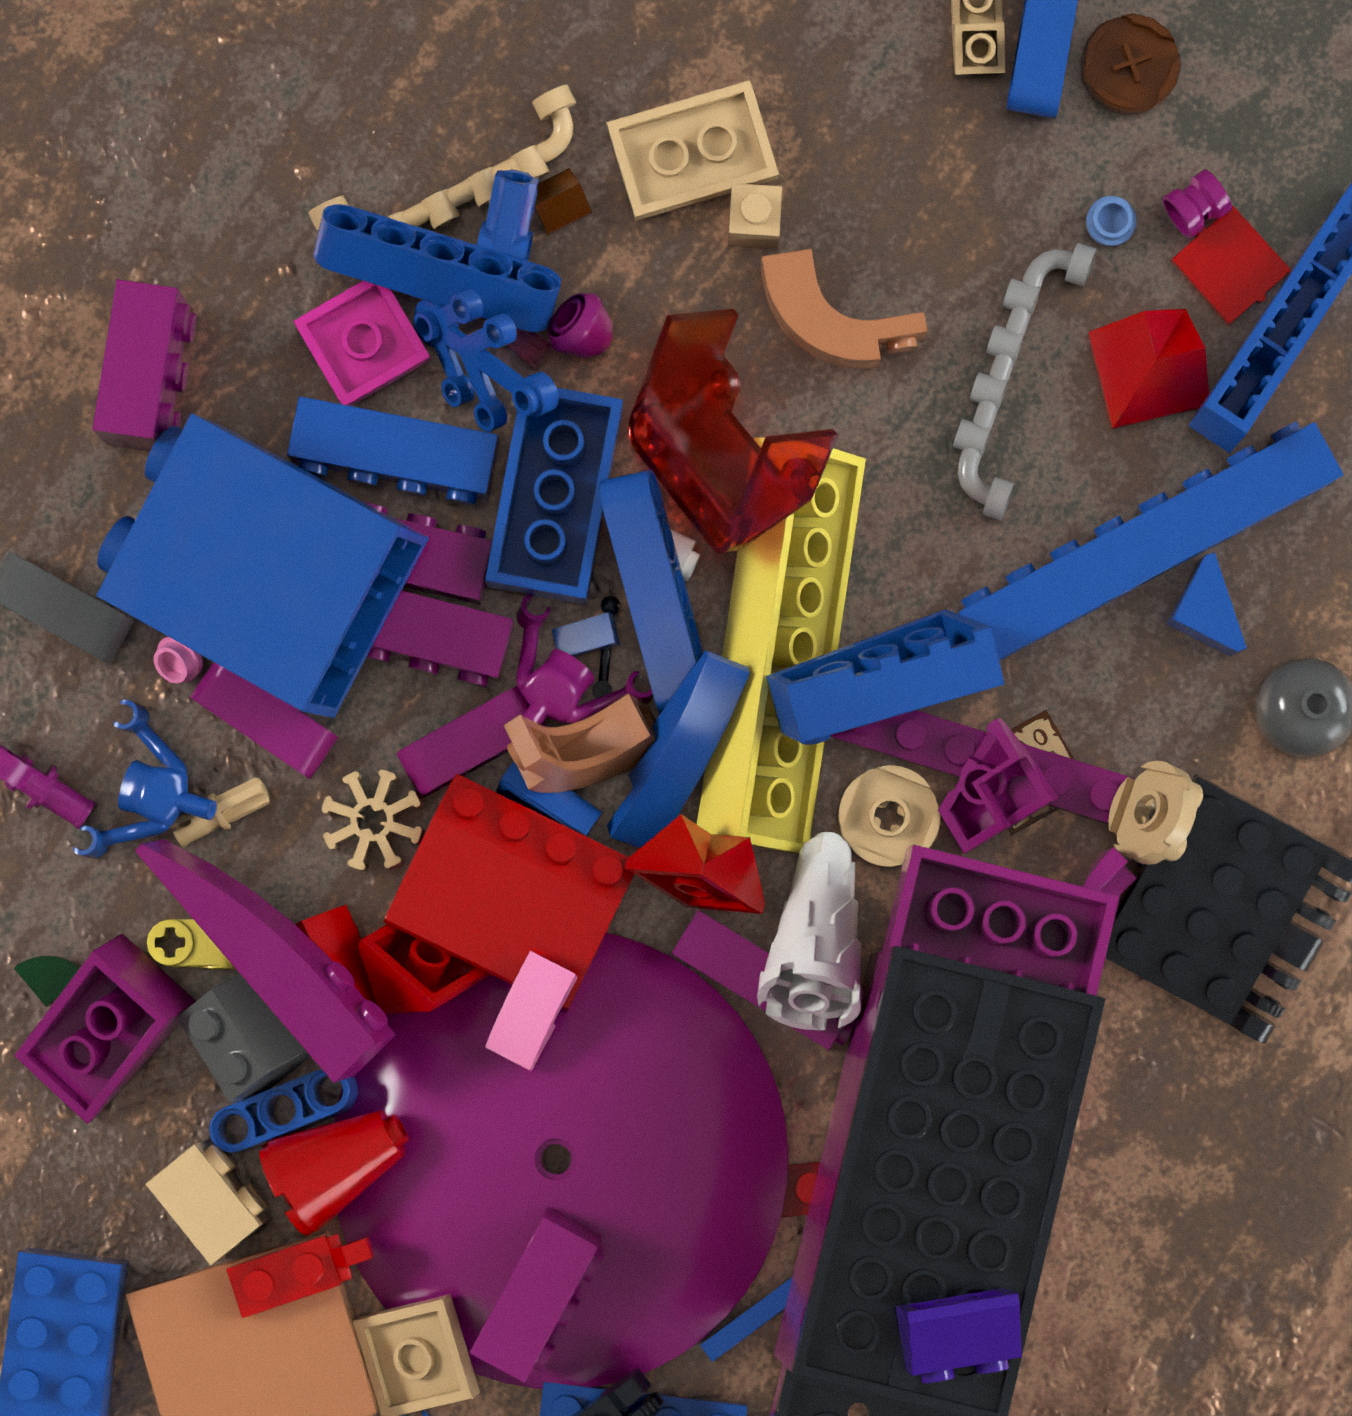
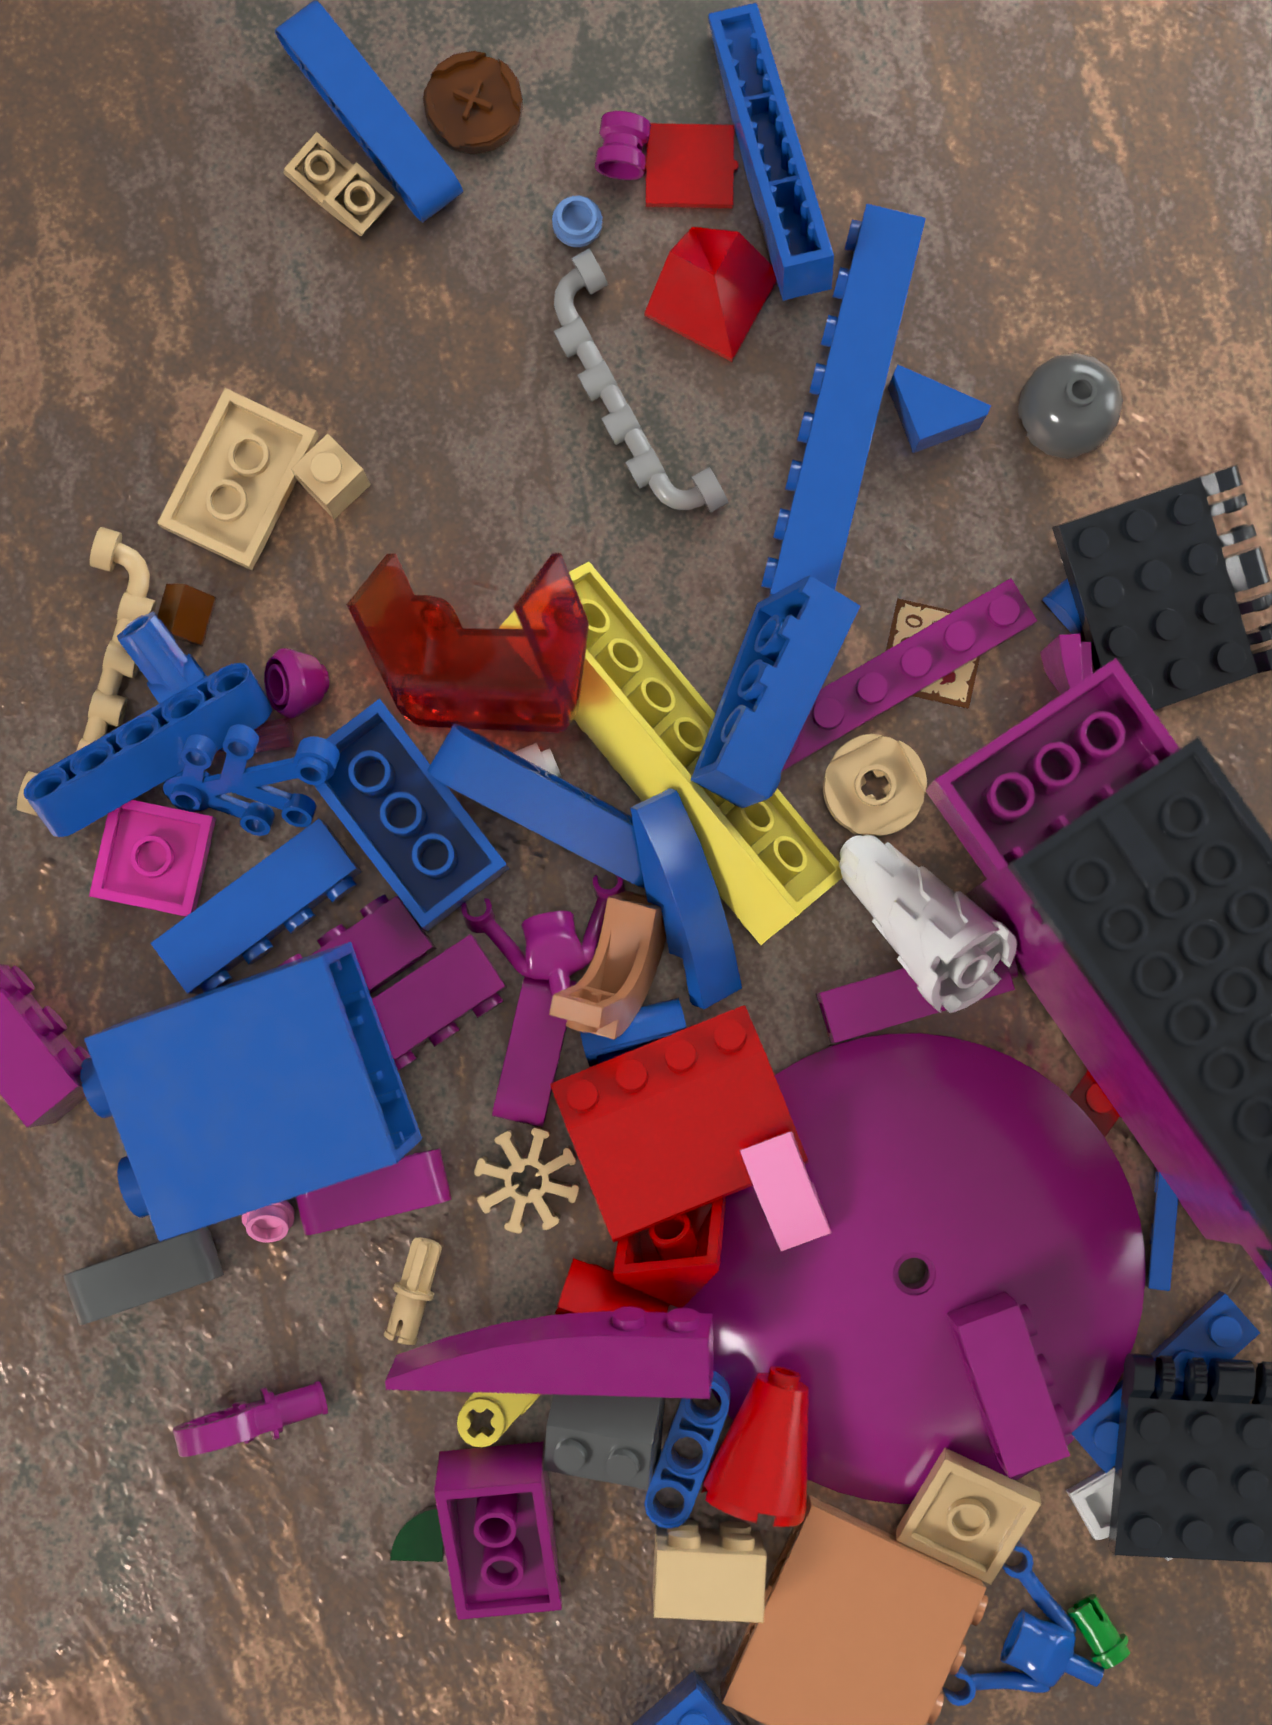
camera: 50 degrees left, 0 degrees up
(149, 791) = (349, 1332): blue piece -> none
(295, 1272) = (823, 1555): red hinge -> none
(587, 635) = (532, 889): piece -> none
(602, 687) = (527, 852): black hinge -> none
(700, 868) = (792, 961): red slope -> none
(822, 330) = (463, 504): nougat arch -> none
(995, 789) = (928, 688): magenta slope -> none
(1176, 804) = (1078, 573): tan plate -> none

